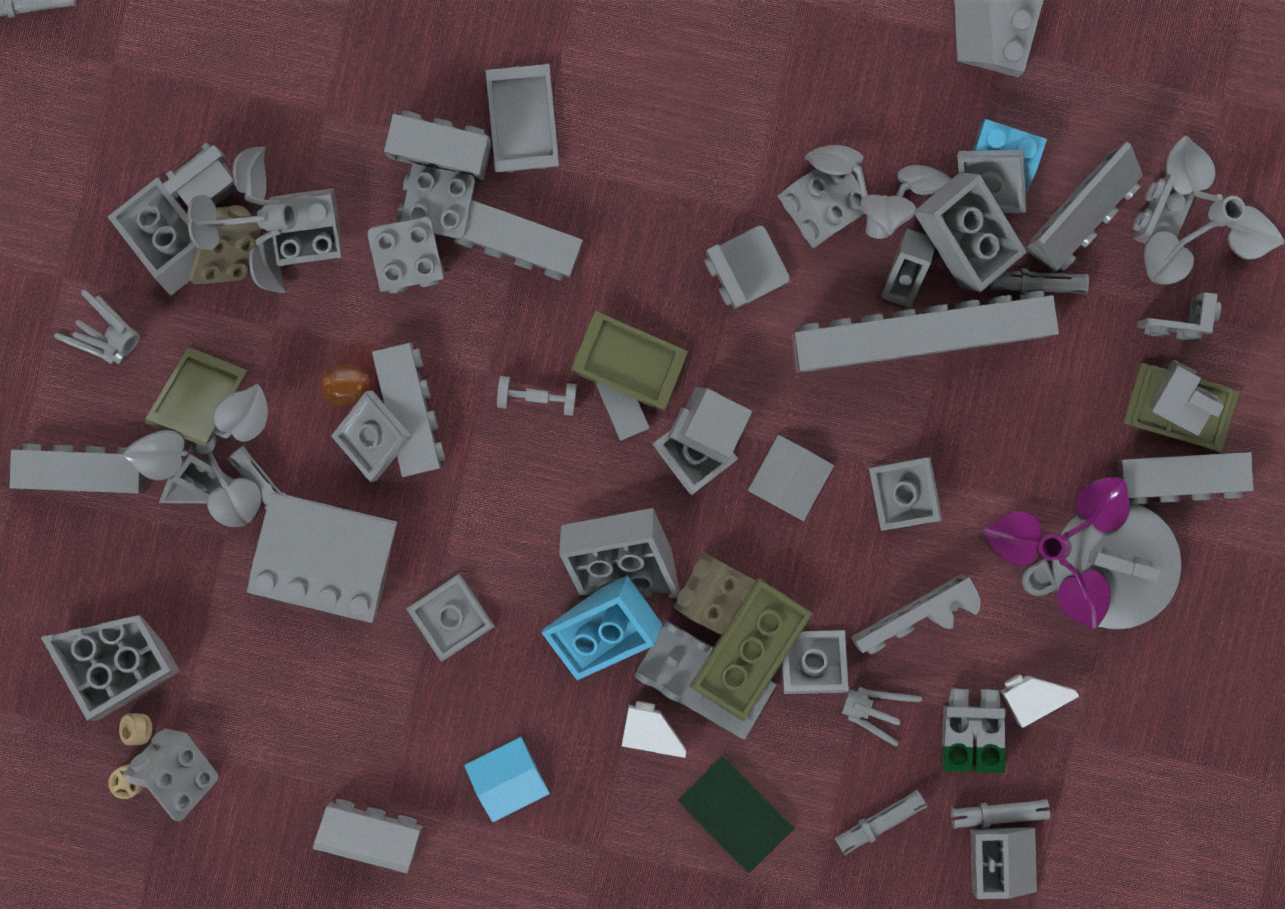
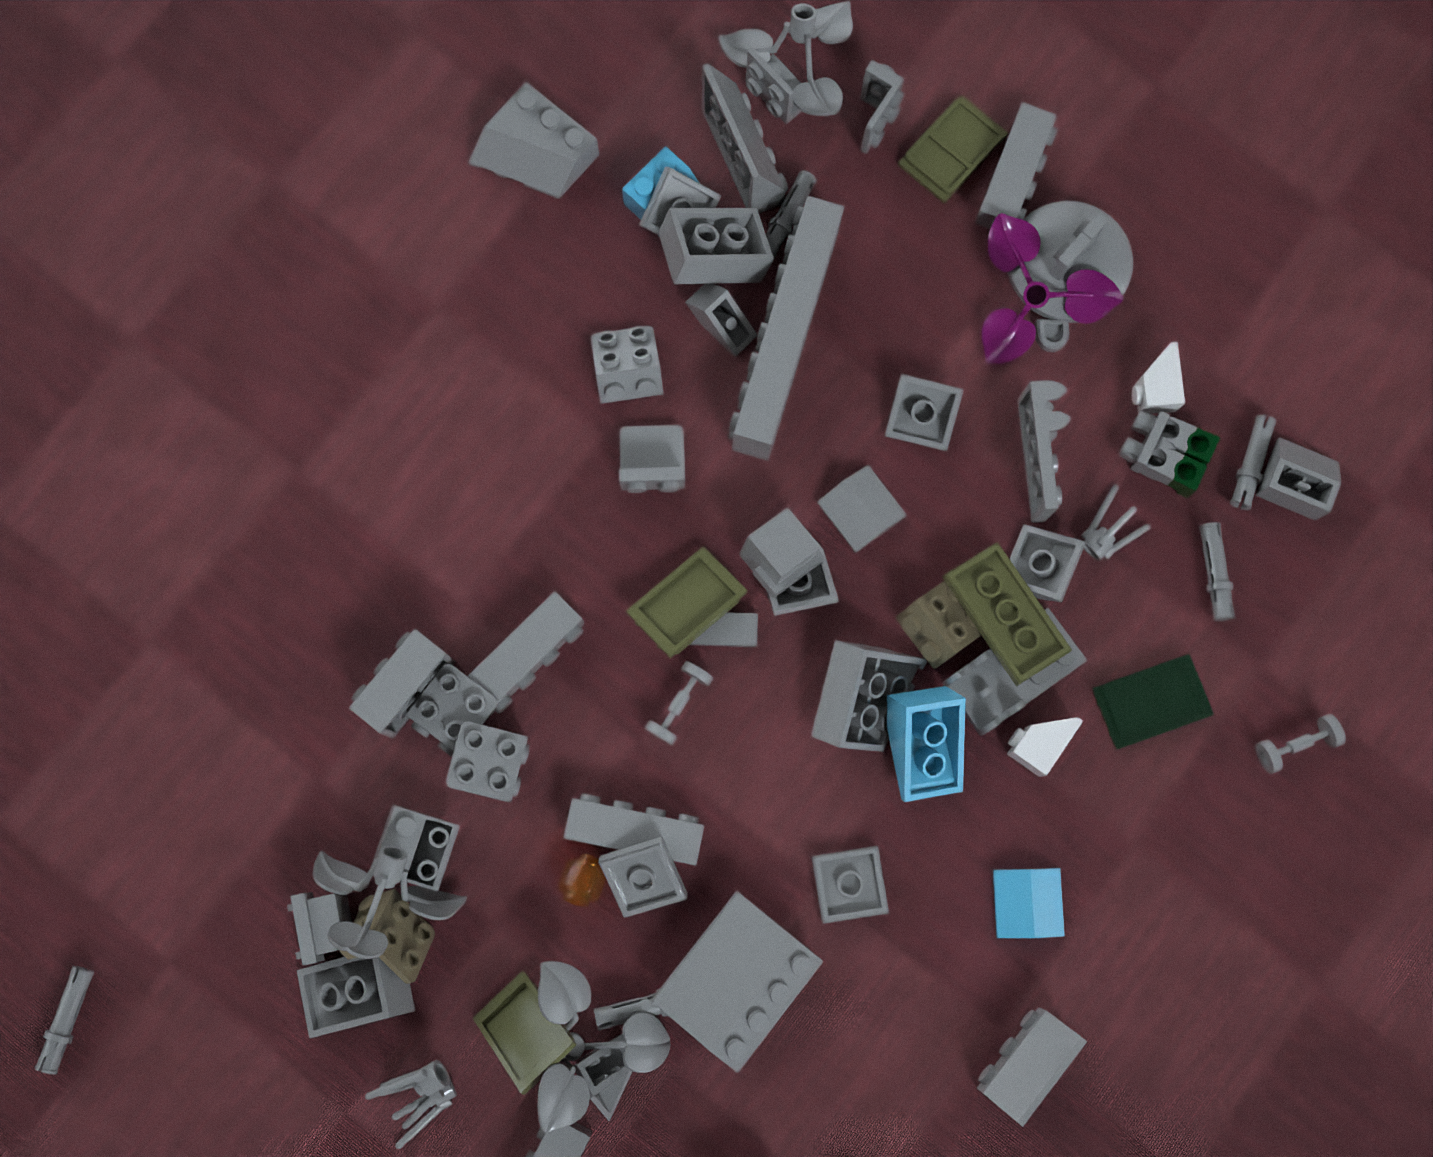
camera: 65 degrees left, 10 degrees down
(522, 118) = (416, 597): light grey piece -> none
(882, 212) = (656, 308): light grey plant -> none
(1183, 401) = (949, 135): light grey plate -> none

